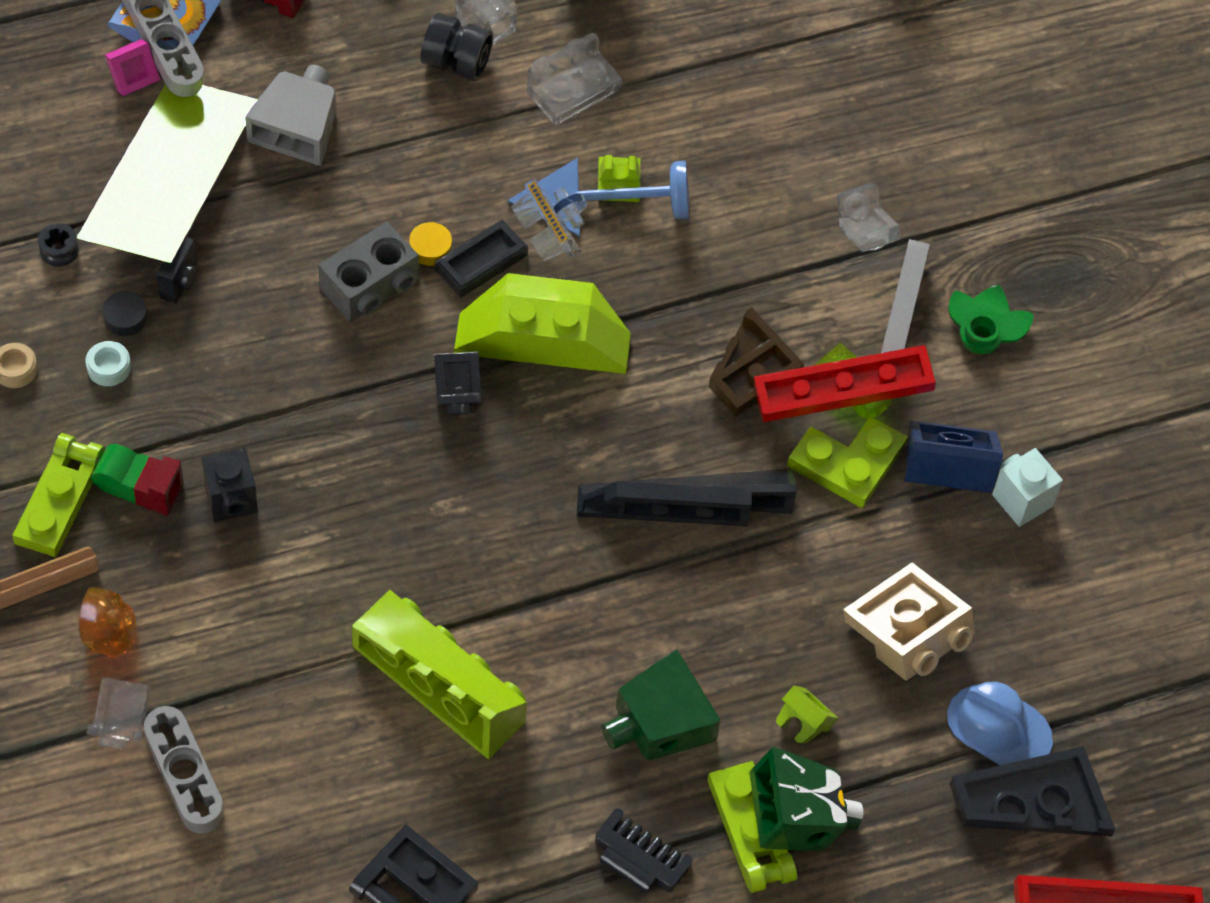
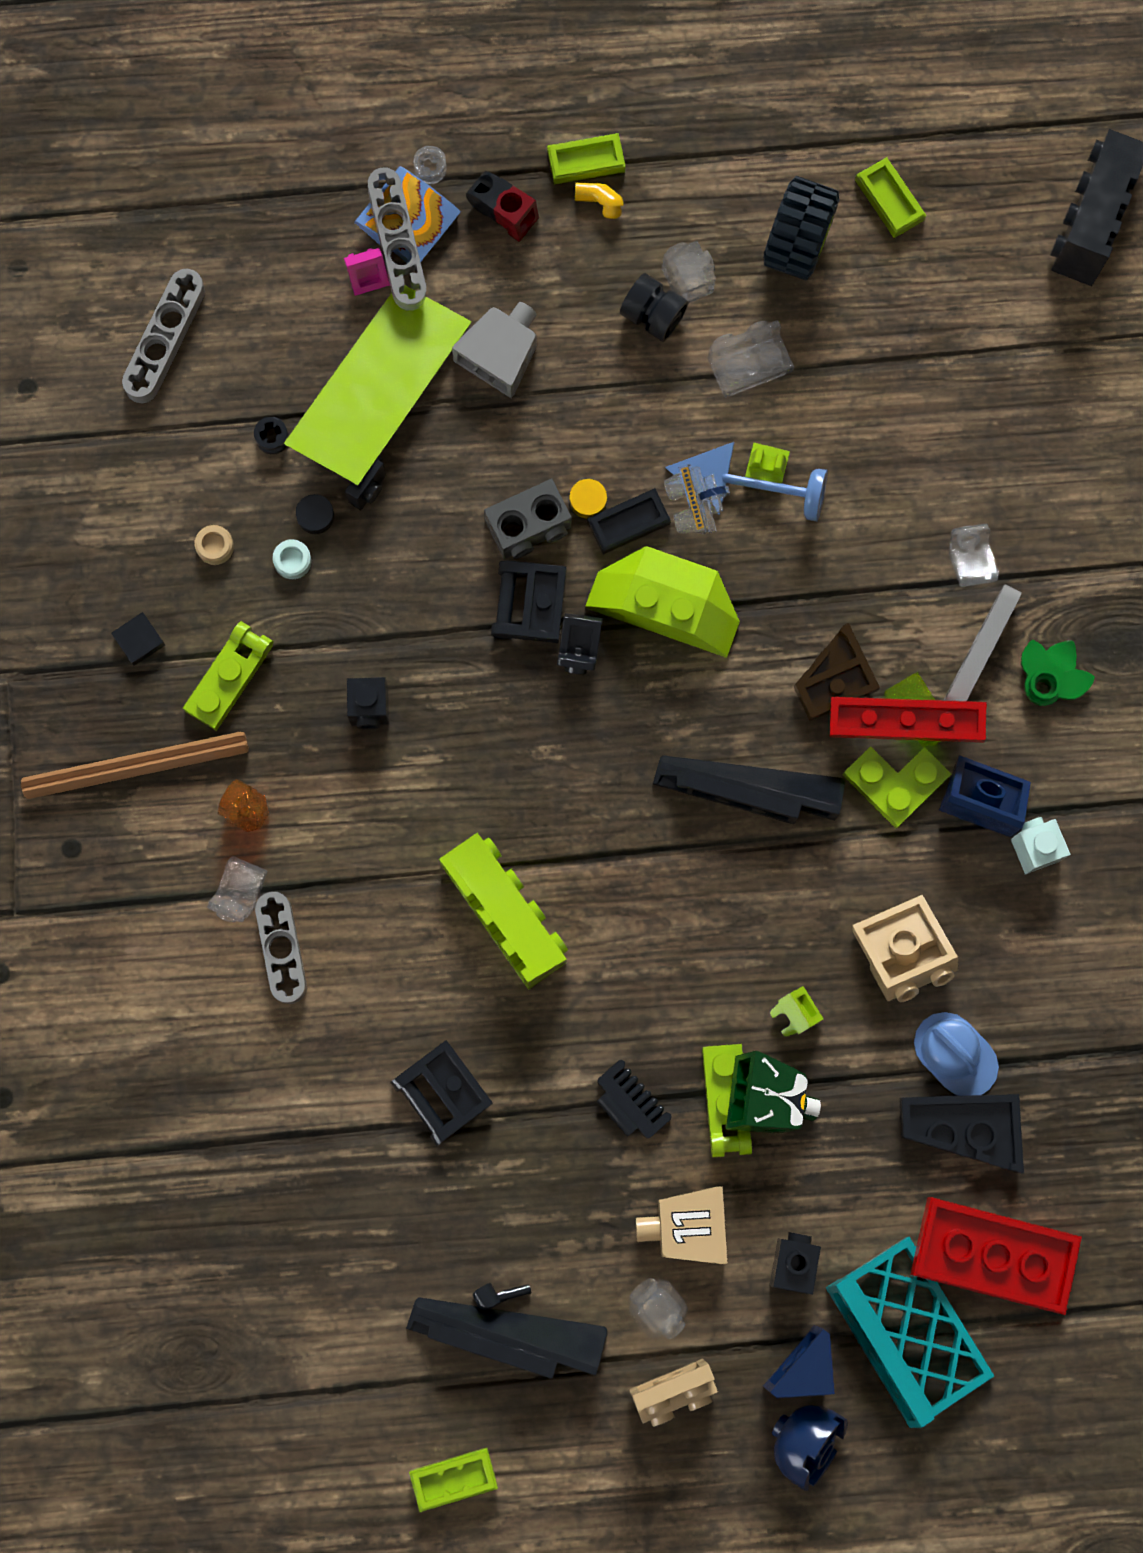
camera: 15 degrees right, 20 degrees up
(139, 478) = (295, 677): leg -> none
(405, 354) = (541, 604): none -> black plate
(662, 711) = (677, 984): dark green torso -> none

